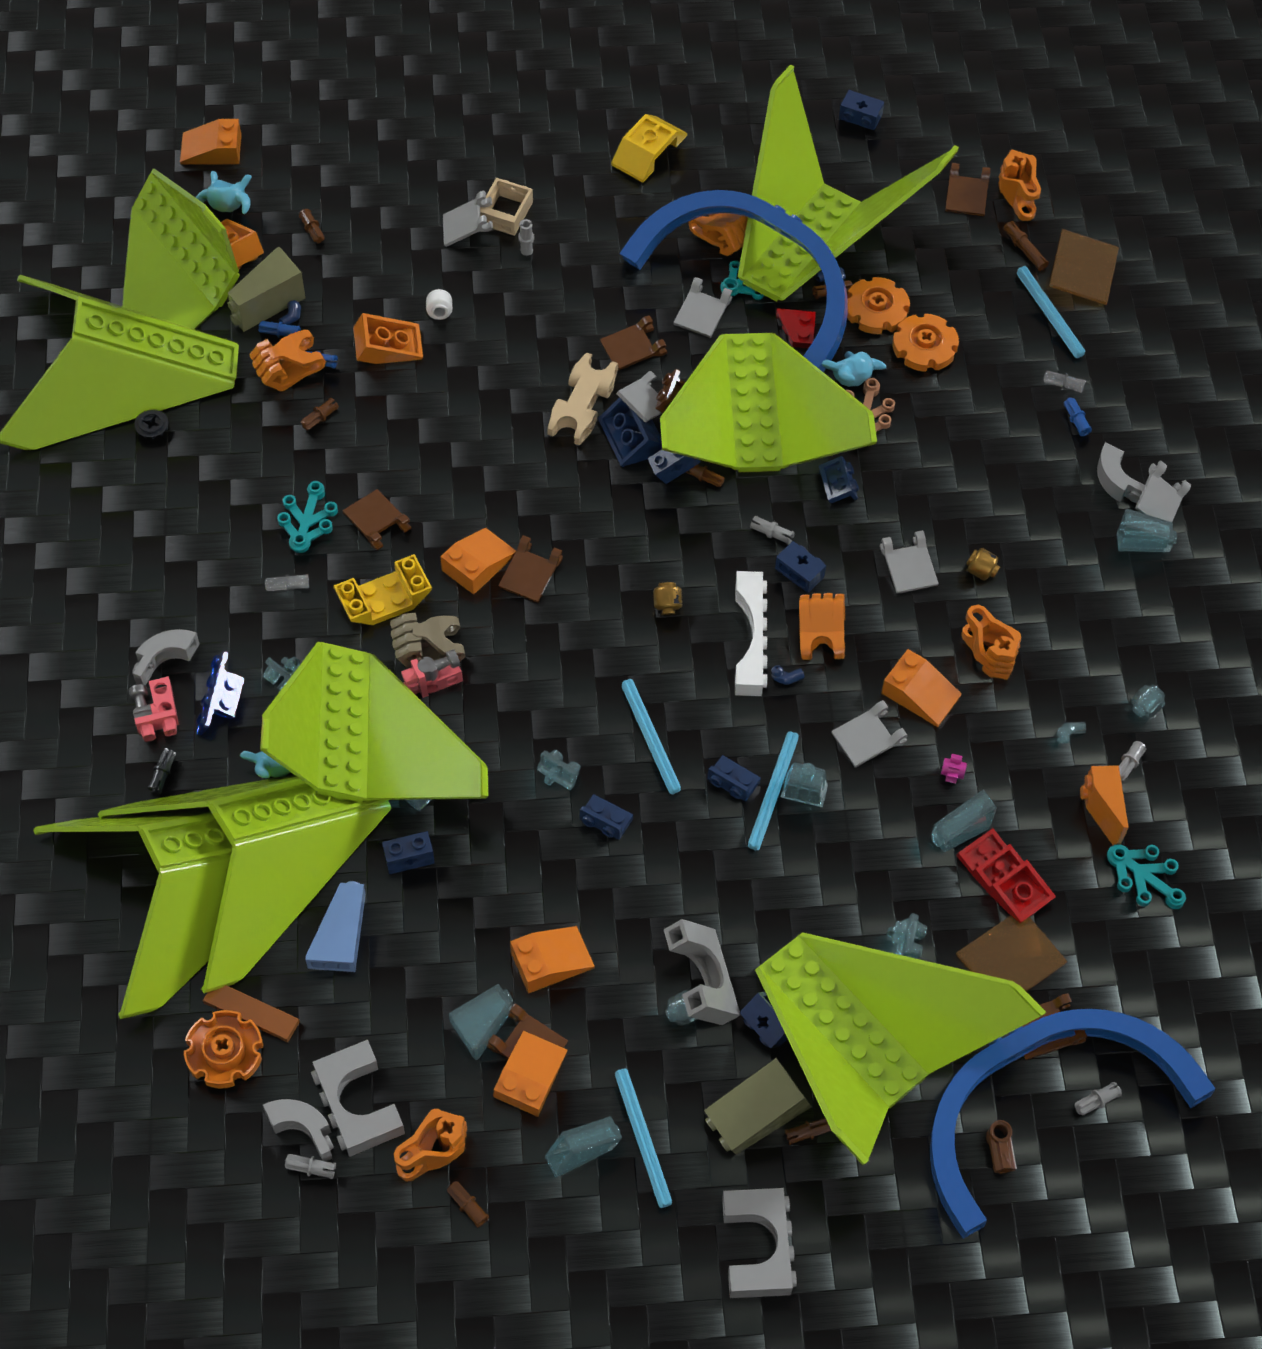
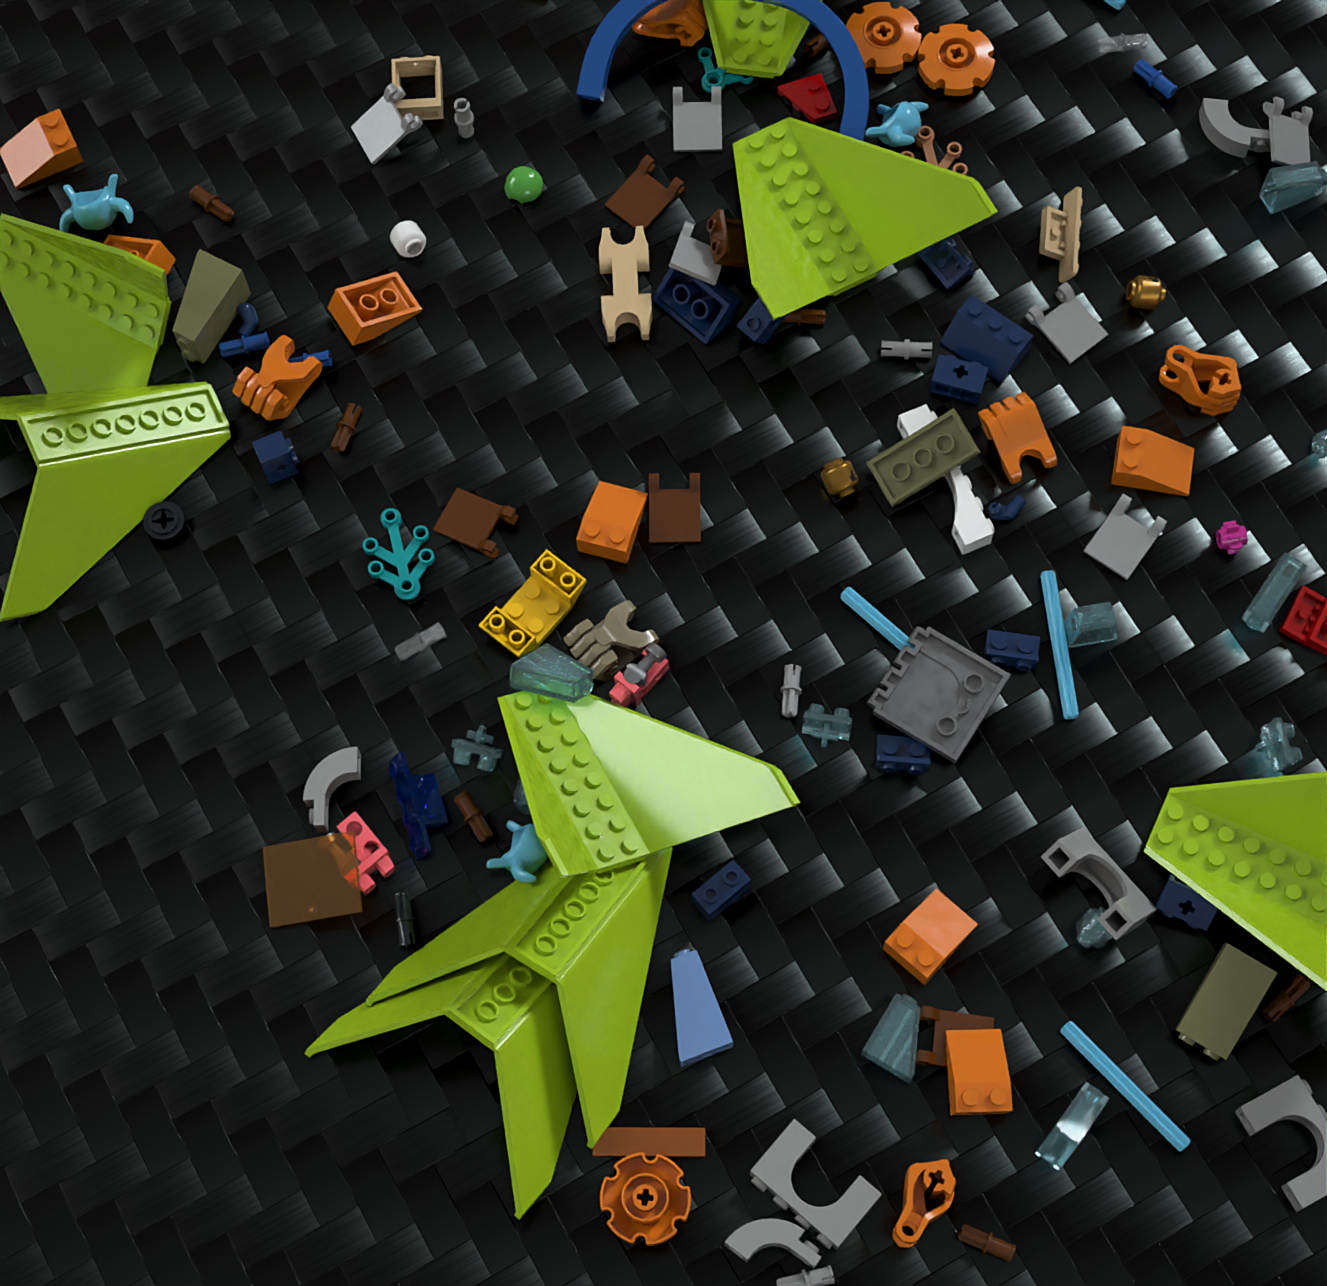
camera: 20 degrees left, 10 degrees up
(110, 711) = (312, 879): none -> clear orange piece
(254, 411) = (276, 456): none -> dark blue brick
(254, 720) = (473, 816): none -> reddish brown axle
(367, 642) = (552, 675): none -> clear light blue slope
(544, 734) = (790, 690): none -> light grey axle
(547, 301) = (523, 184): none -> bright green hair
(655, 781) = (938, 692): none -> flat silver hinge
(738, 608) = (923, 457): none -> olive tile
(839, 547) = (987, 338): none -> dark blue slope
(938, 495) = (1061, 234): none -> tan bracket

